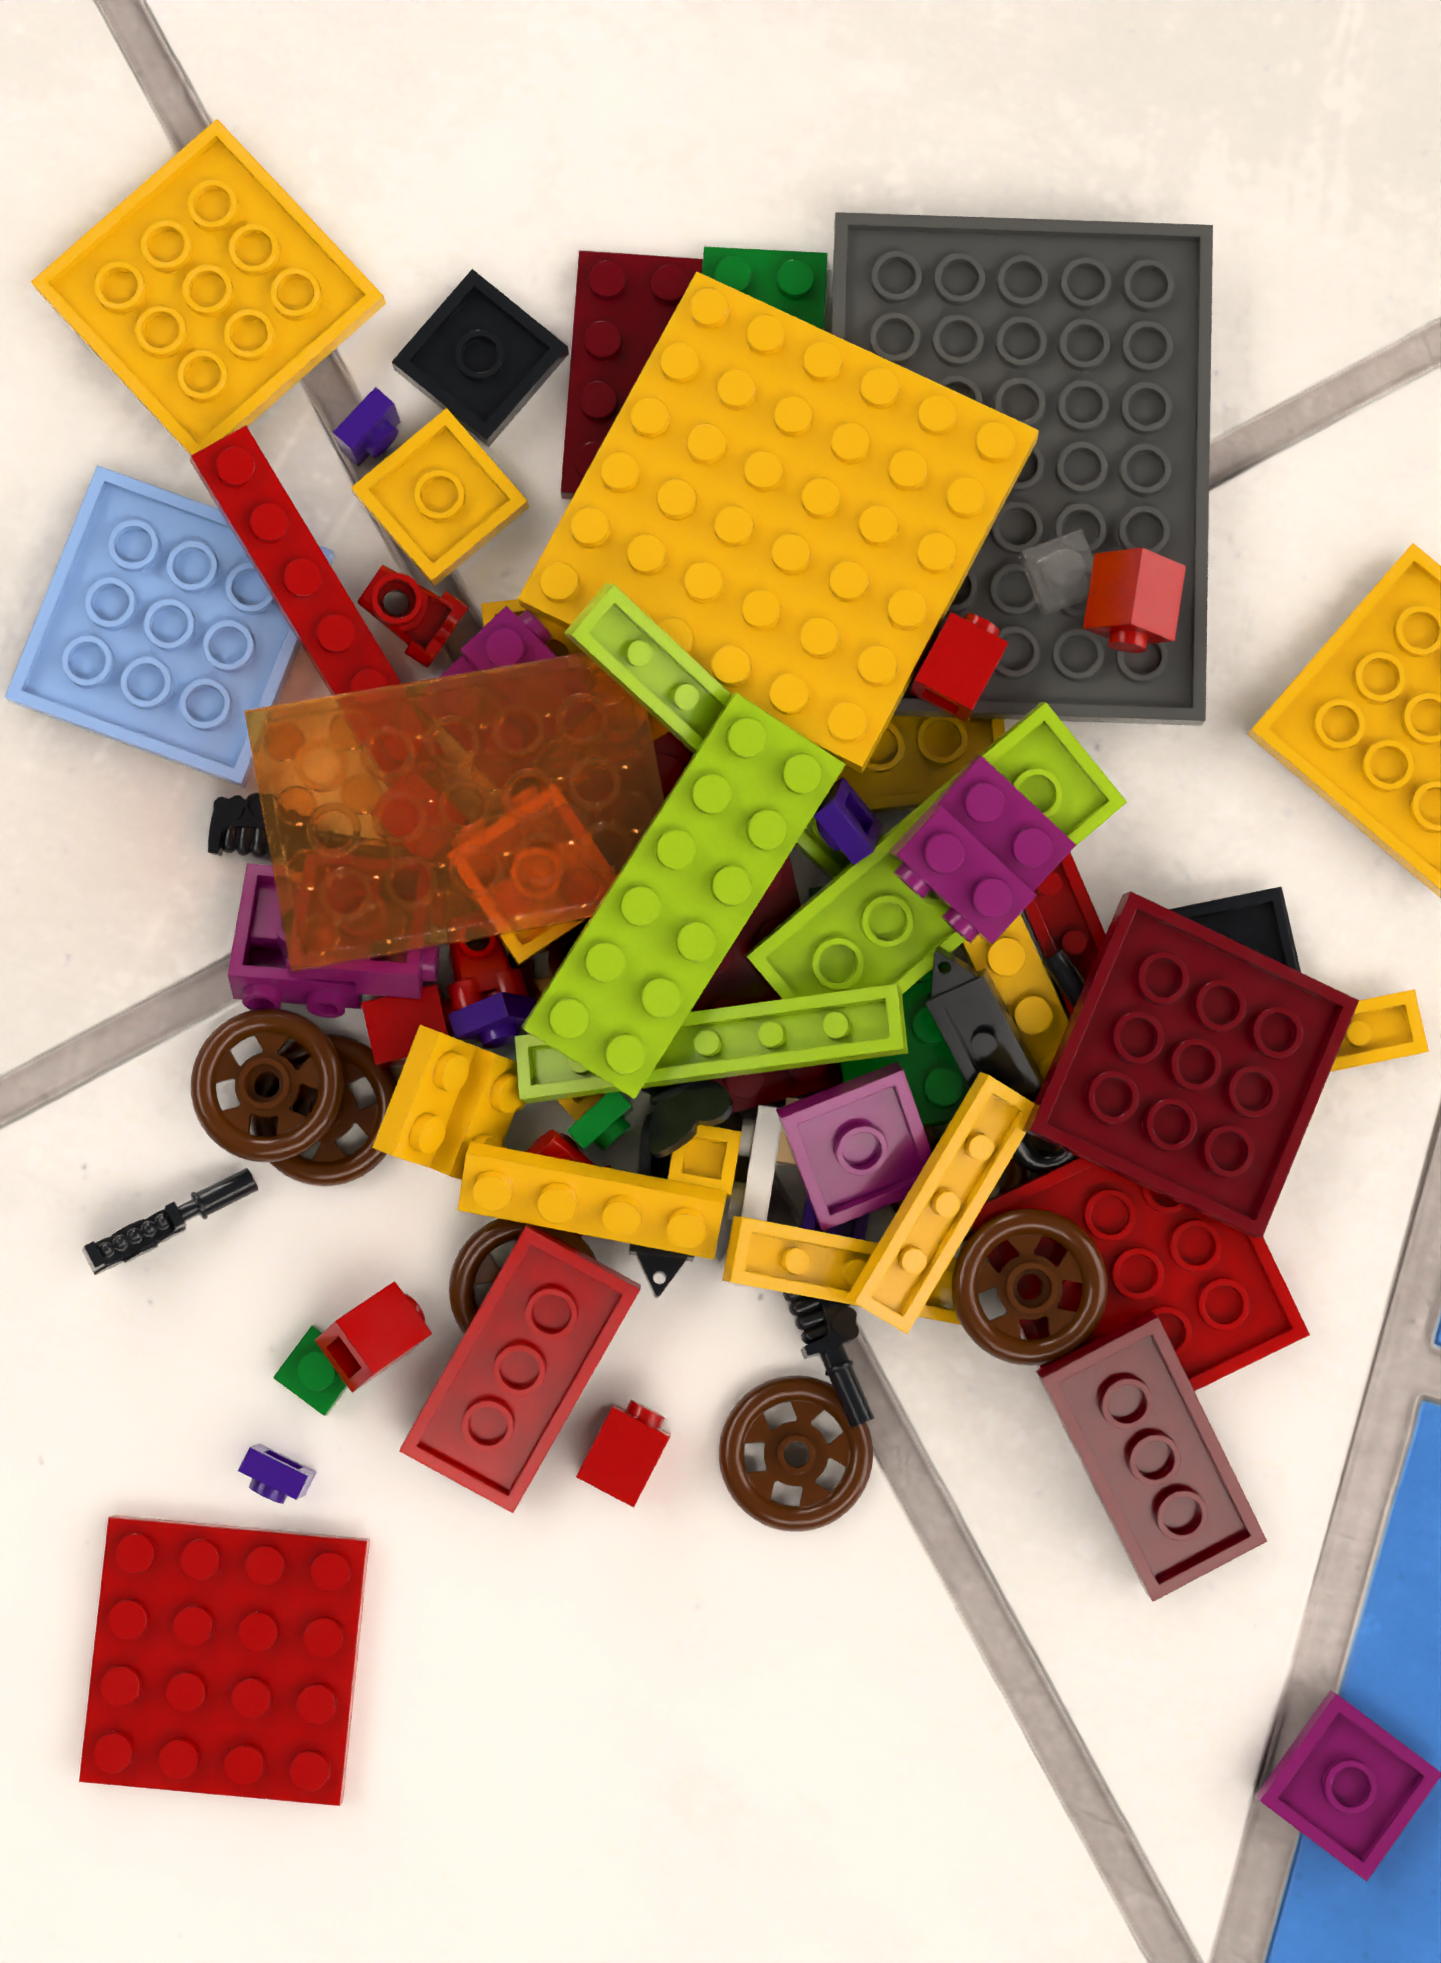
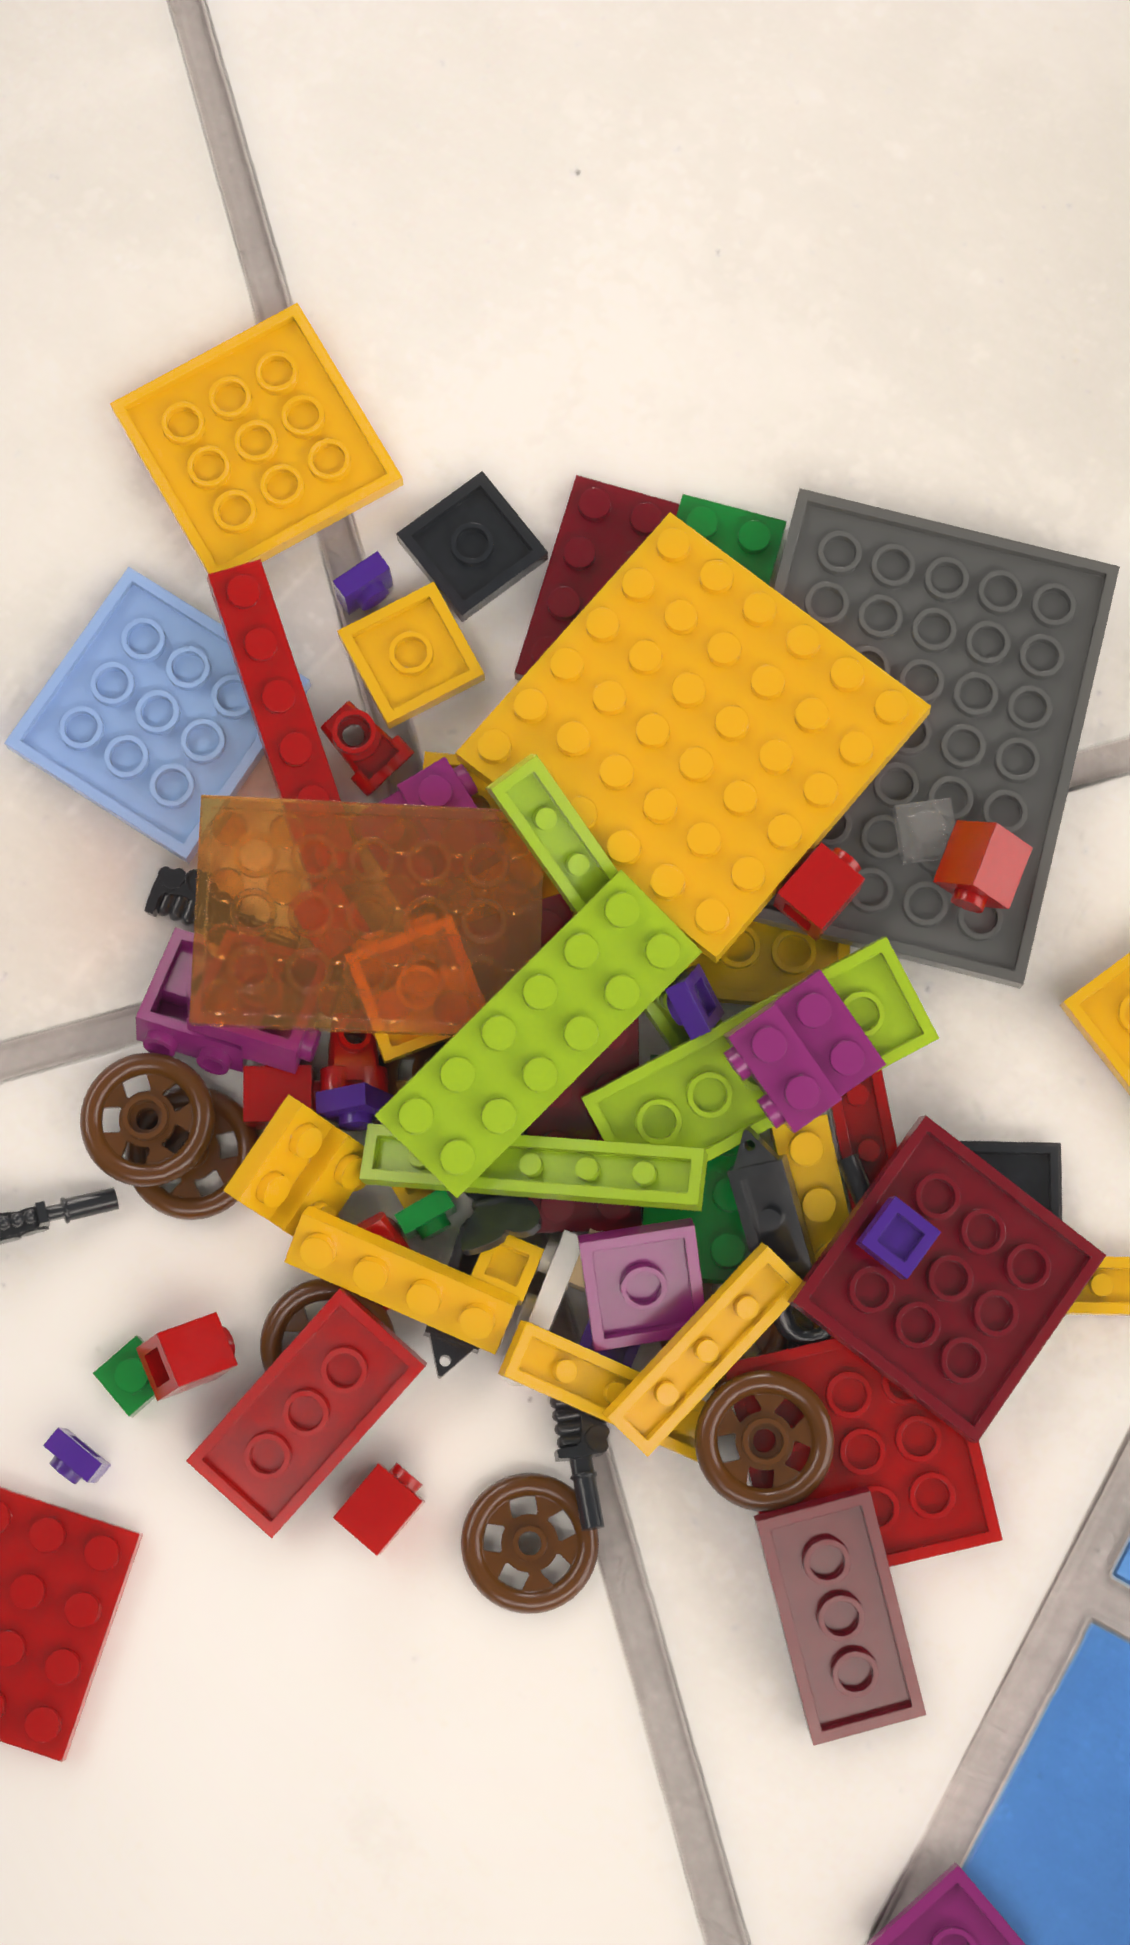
camera: 15 degrees right, 5 degrees down
(1131, 1034) = (898, 1237): none -> dark purple plate

